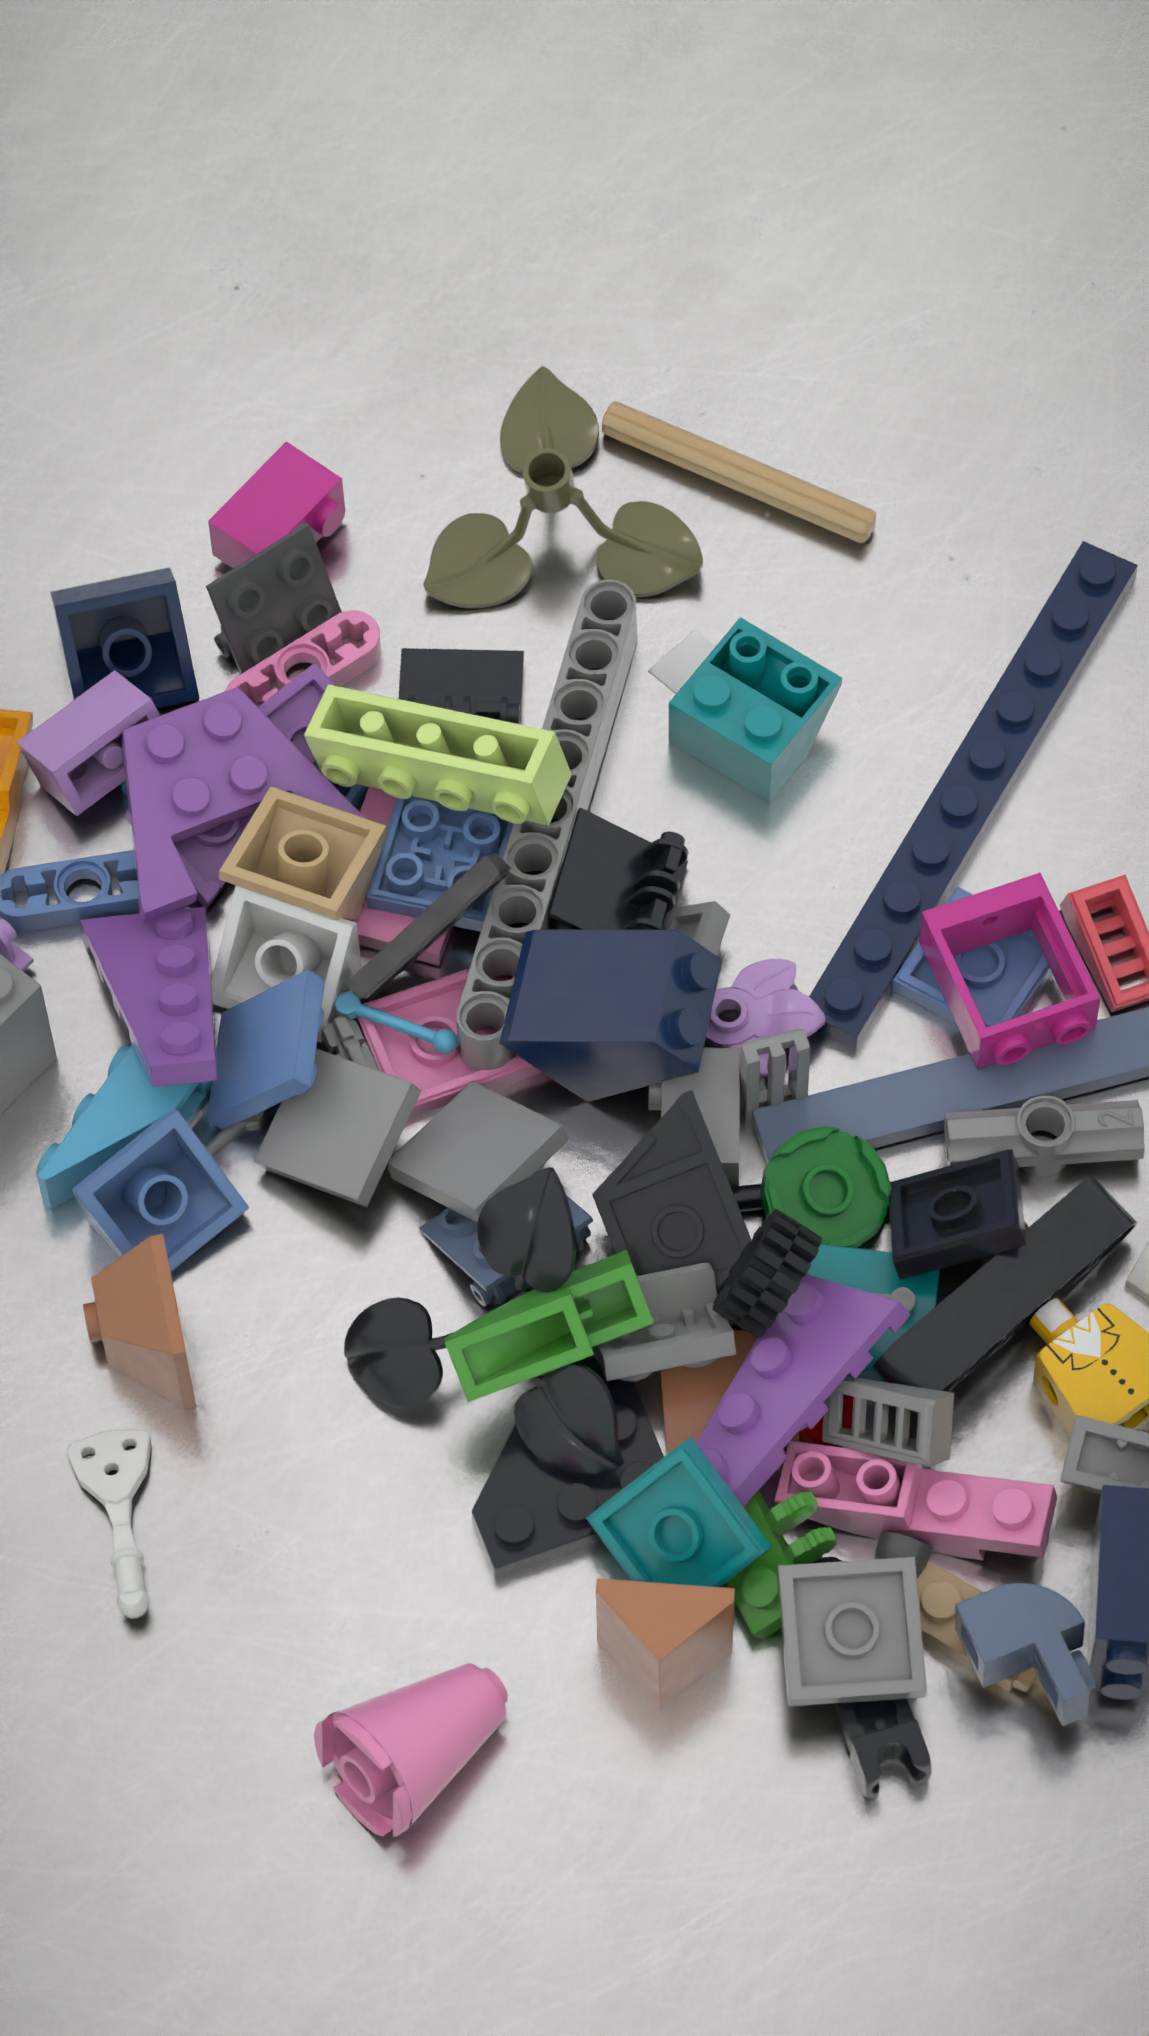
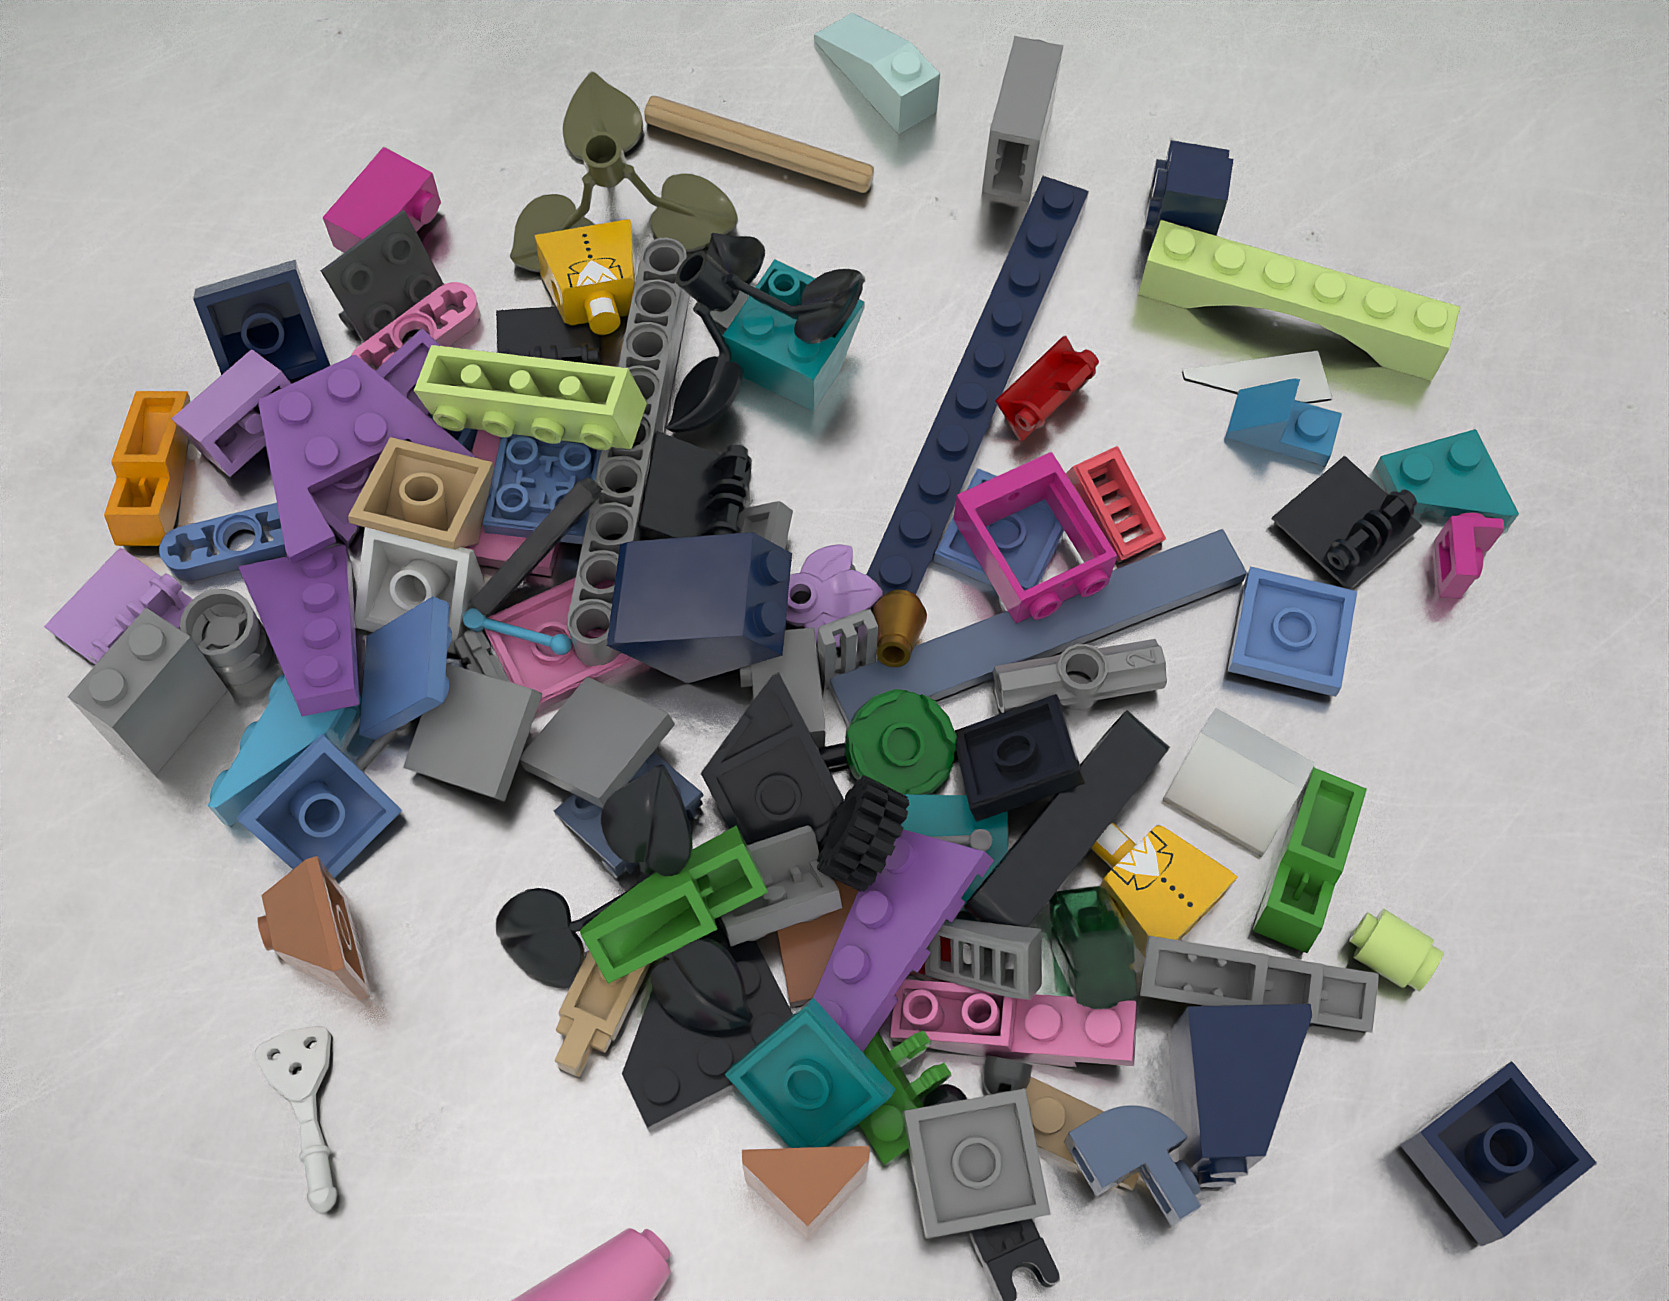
camera: 10 degrees left, 5 degrees up
(72, 993) = (228, 635): none -> light grey wheel
(450, 1439) = (593, 1013): none -> tan hinge
(518, 614) = (590, 273): none -> yellow torso
(665, 643) = (715, 283): none -> black plant
(838, 1057) = (900, 623): none -> pearl gold cone
(901, 391) = (884, 69): none -> light aqua slope
(1012, 1423) = (1093, 947): none -> clear green brick
(1050, 798) = (1045, 386): none -> red hinge
(1062, 471) = (1021, 118): none -> light grey brick

